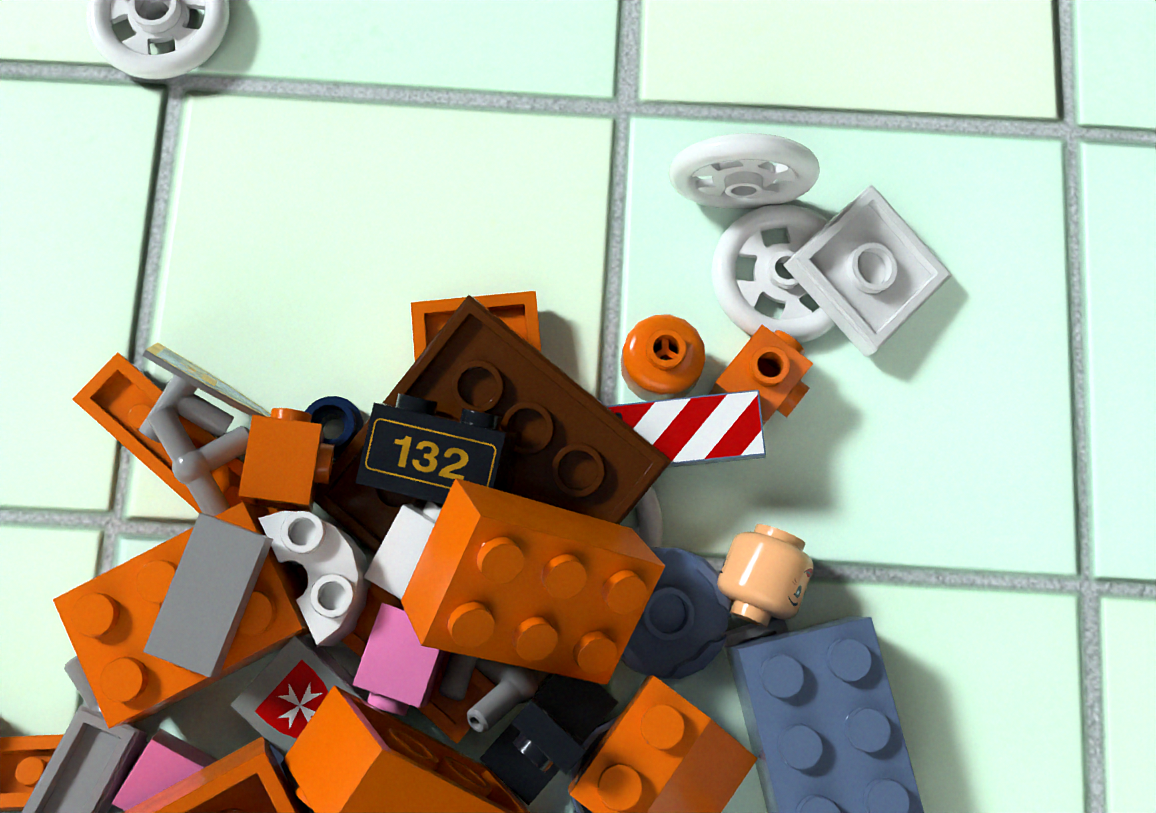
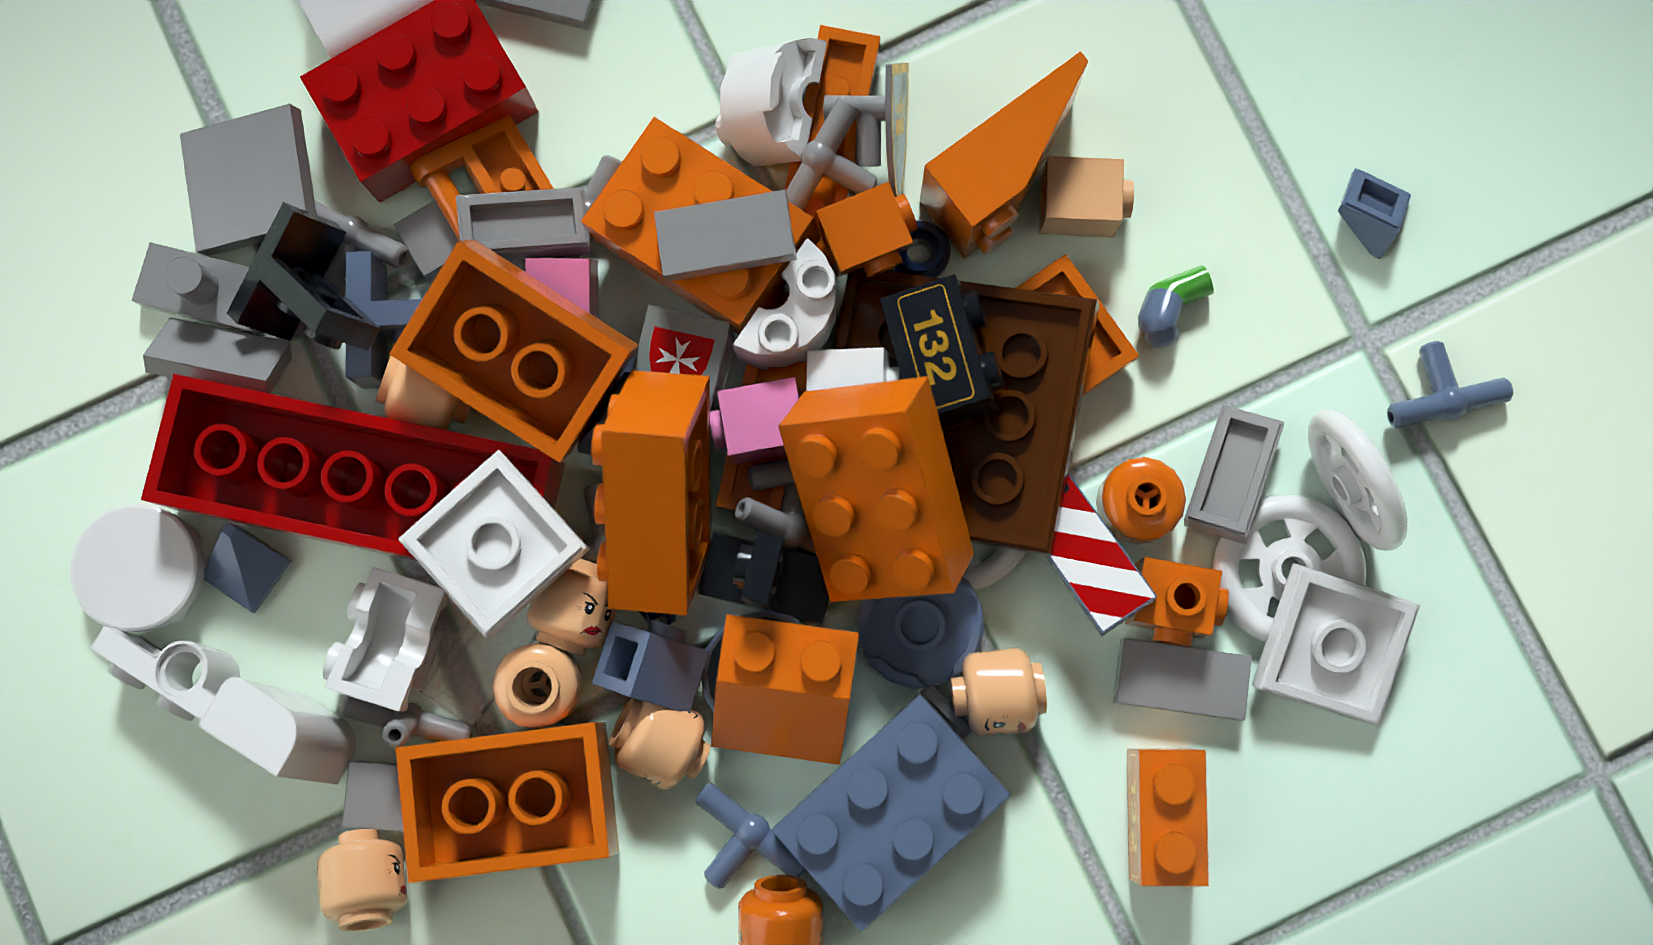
camera: 70 degrees right, 5 degrees up
(109, 489) = (763, 100): none -> white cylinder
(299, 330) = (986, 175): none -> orange slope
(369, 259) = (1084, 196): none -> light nougat brick
(500, 246) = (1165, 301): none -> sand blue arm
(522, 41) = (1373, 210): none -> sand blue slope
(680, 271) = (1233, 474): none -> light grey tile
(710, 71) = (1448, 398): none -> sand blue piece
(831, 412) = (1182, 679): none -> light grey tile
(948, 489) = (1167, 817): none -> orange brick

